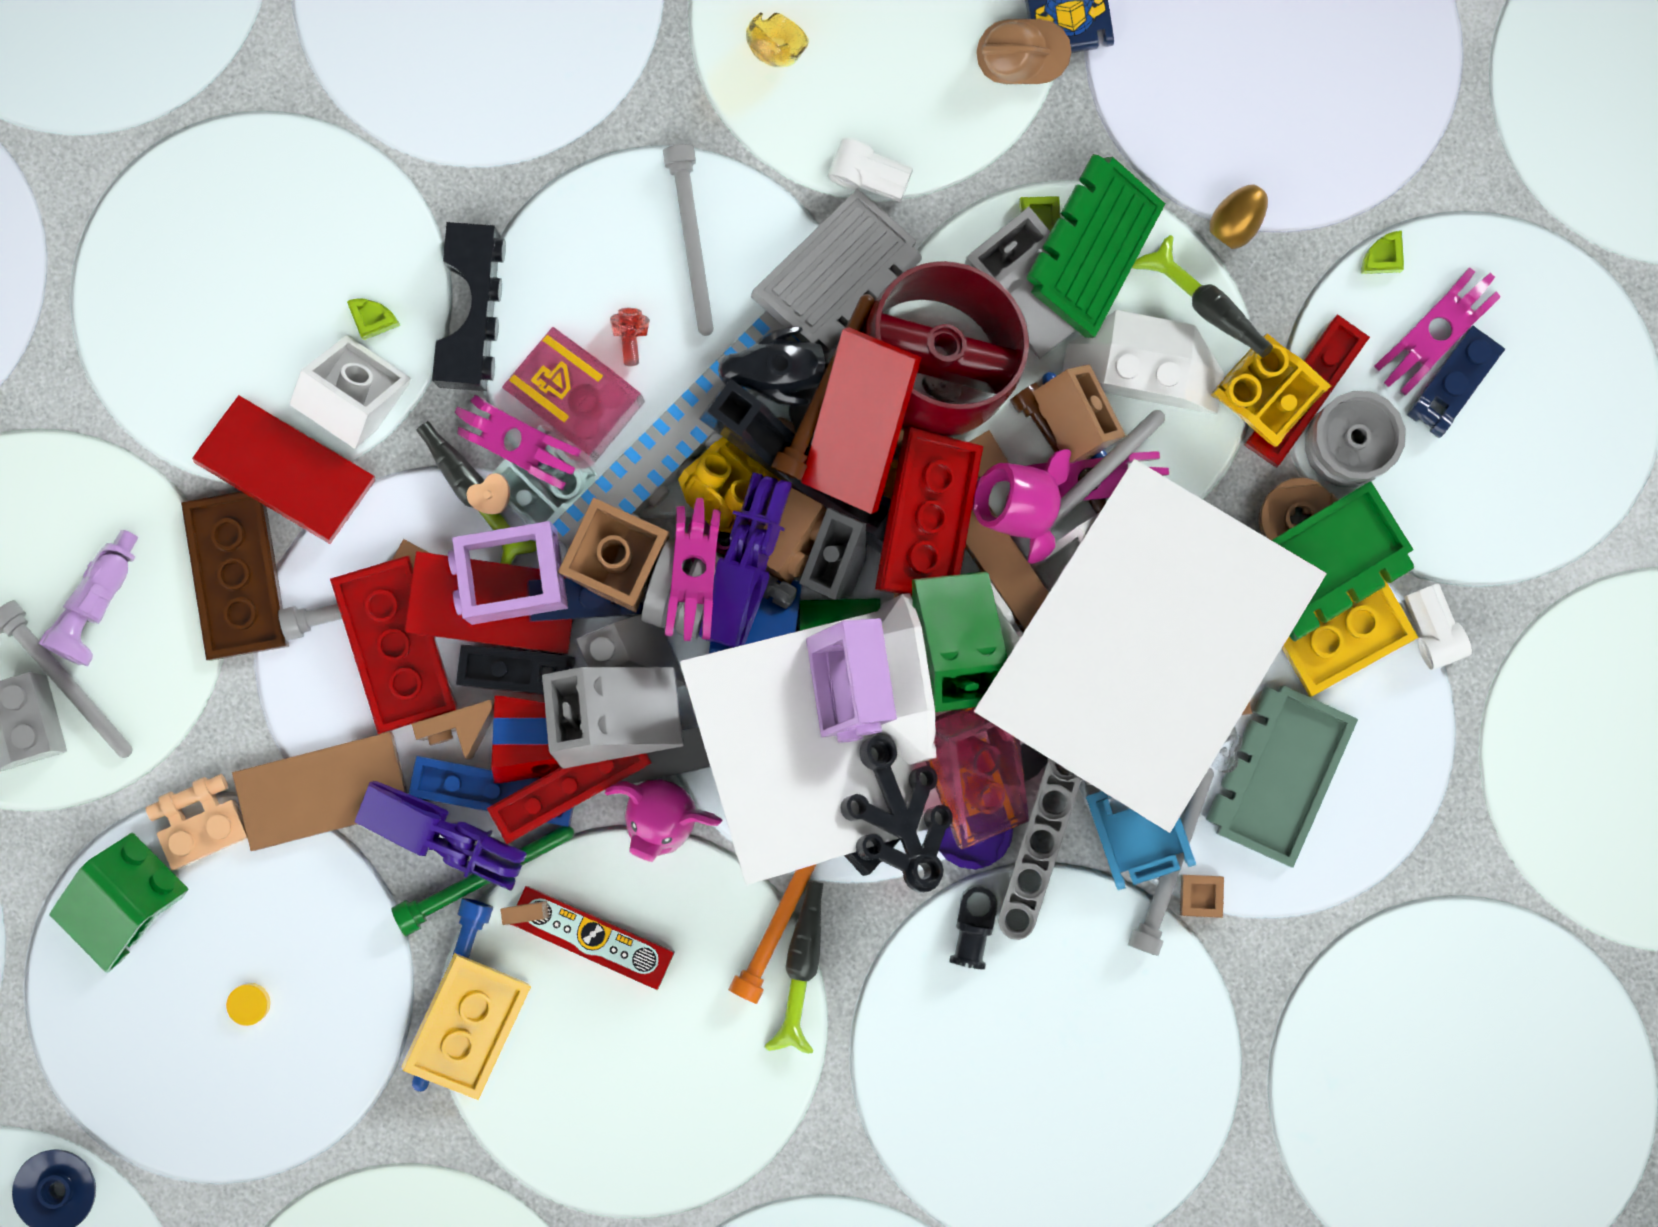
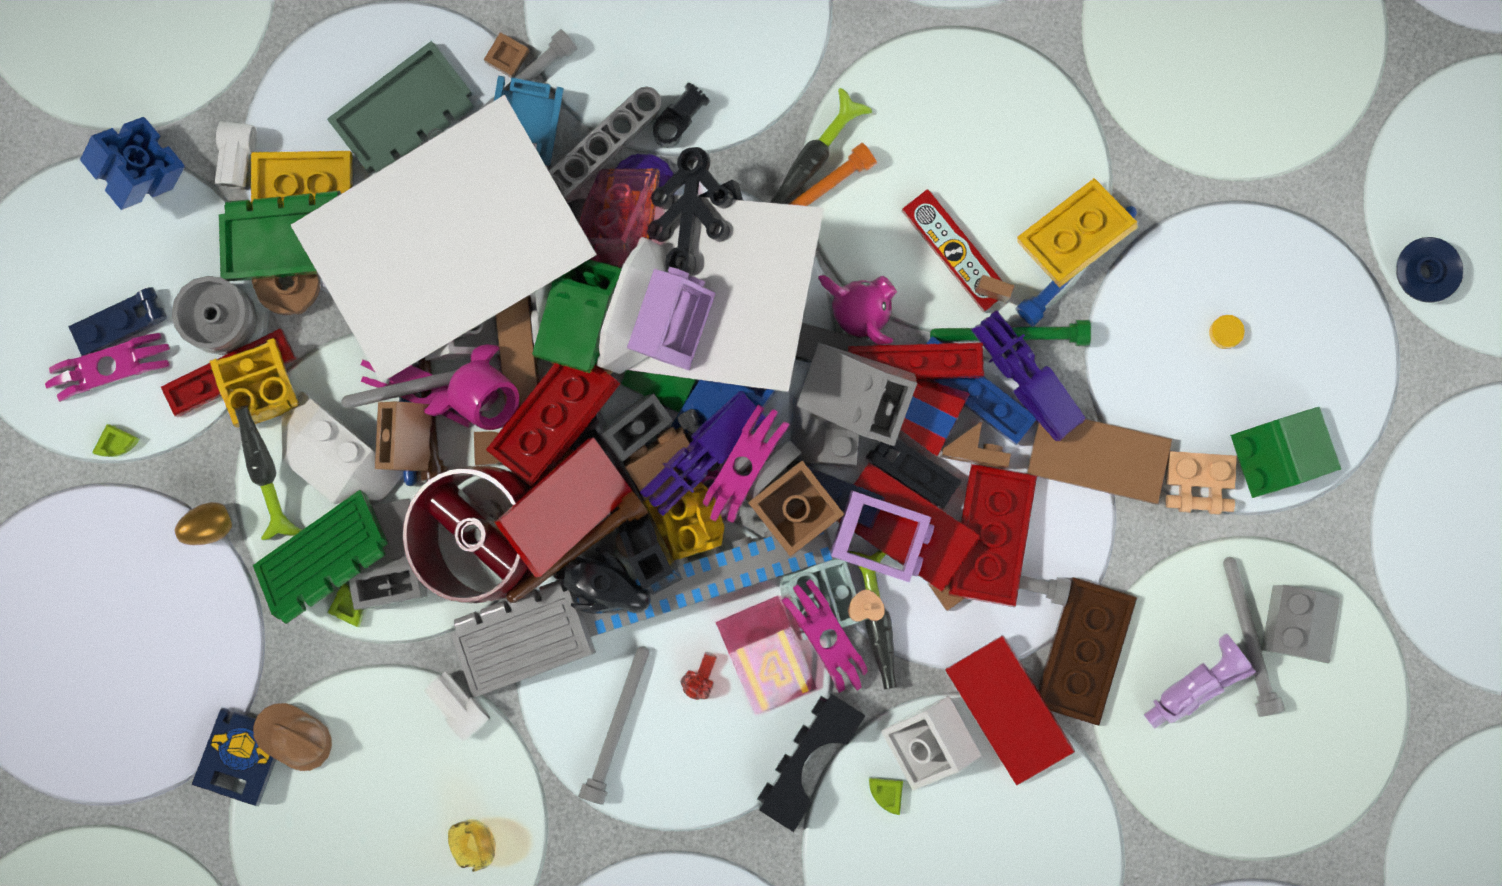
camera: 155 degrees left, 0 degrees up
(1538, 554) = (132, 163): none -> blue brick

